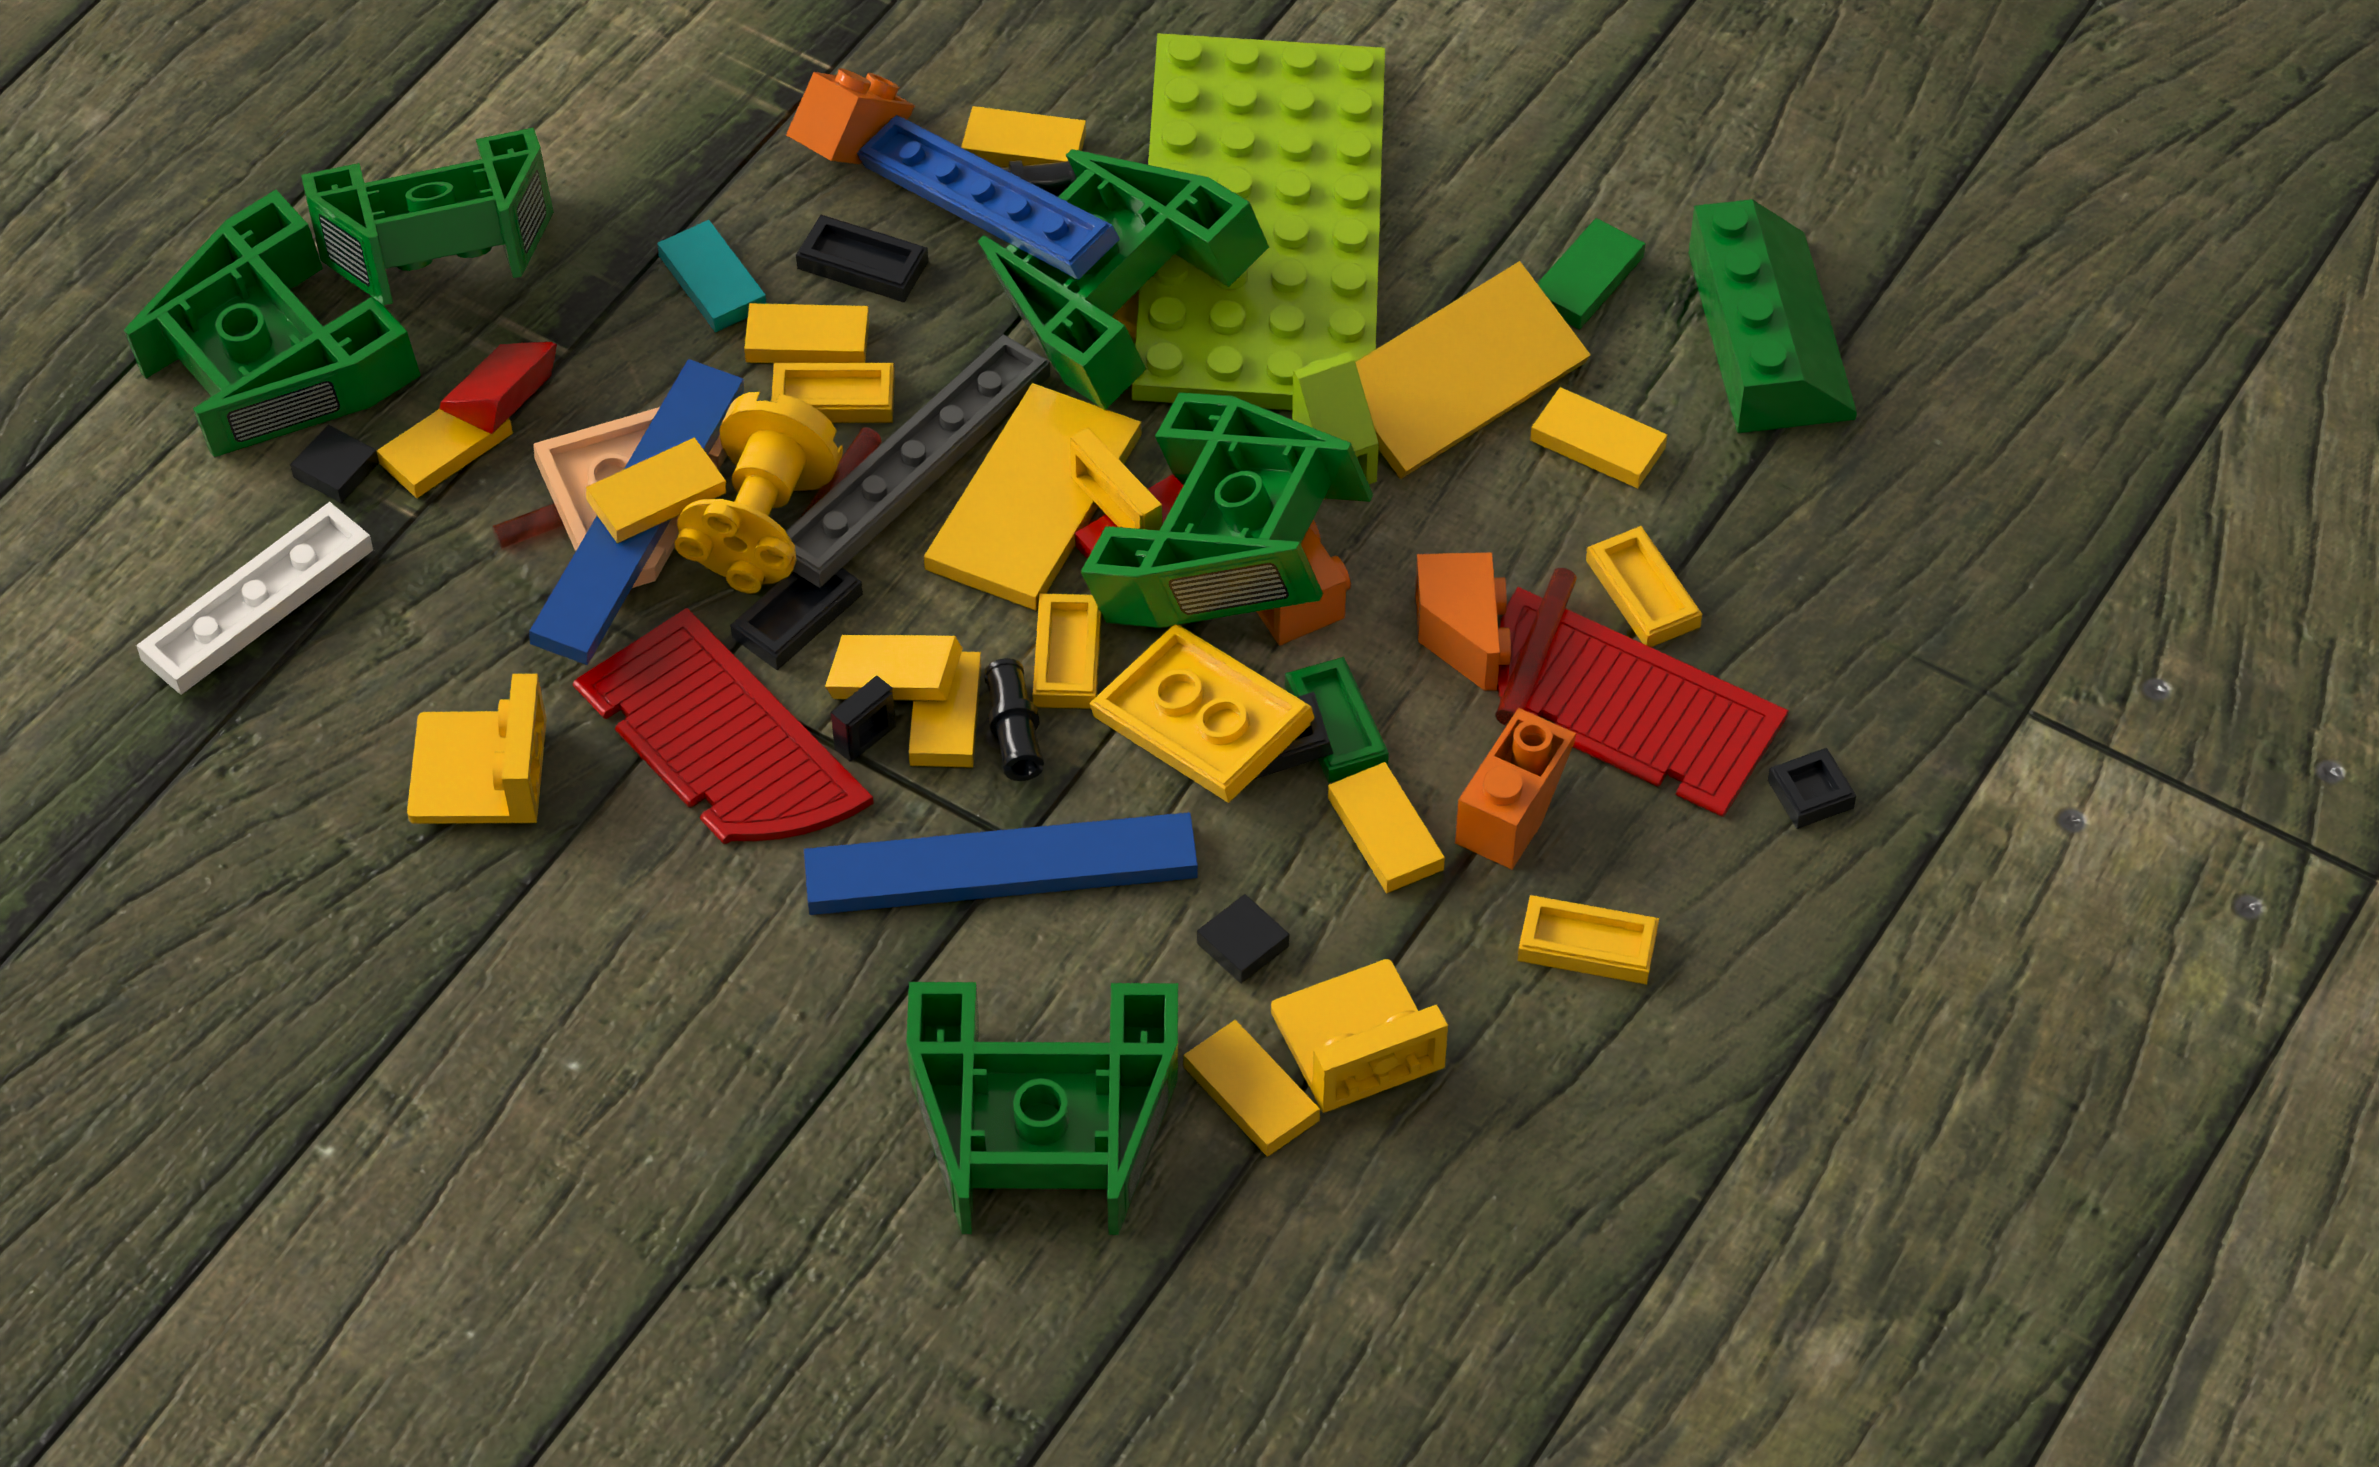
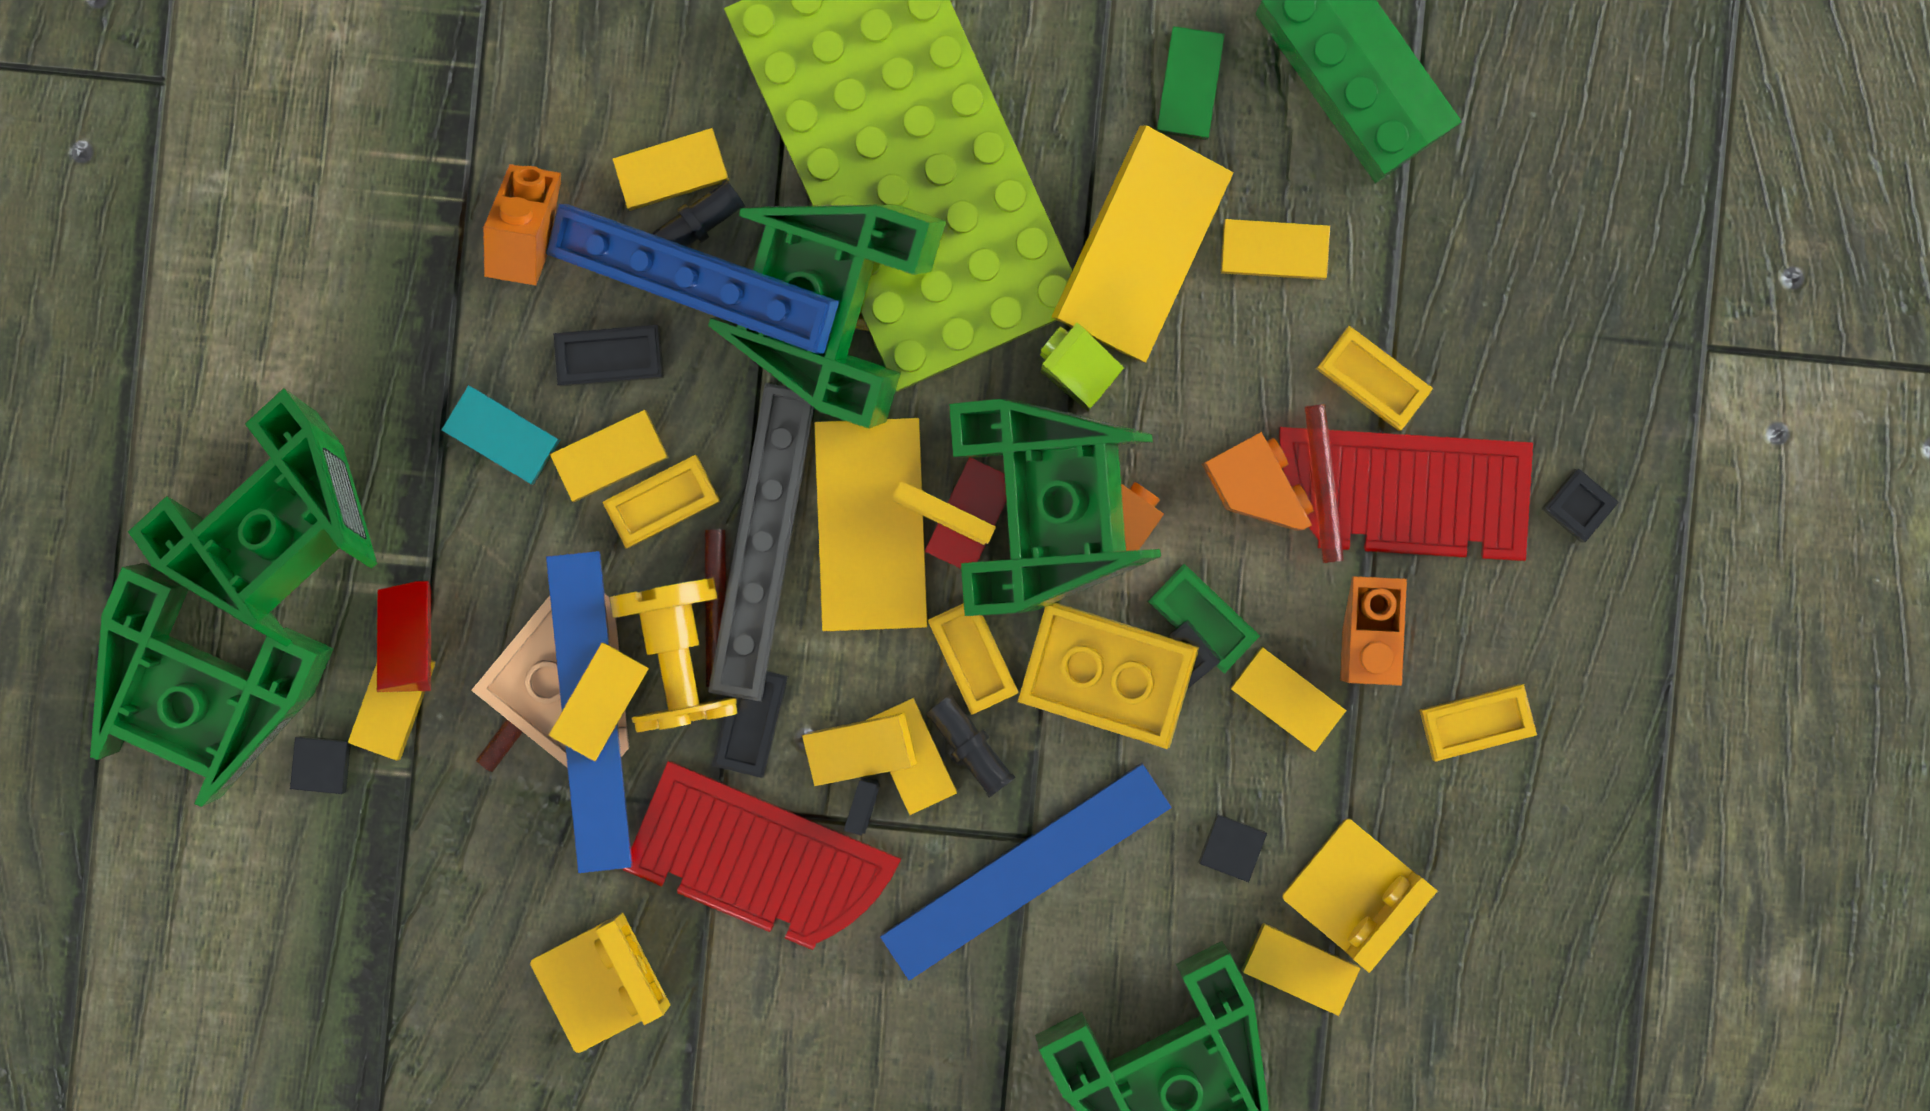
camera: 25 degrees left, 35 degrees up
(254, 598) = (343, 922): white plate -> none

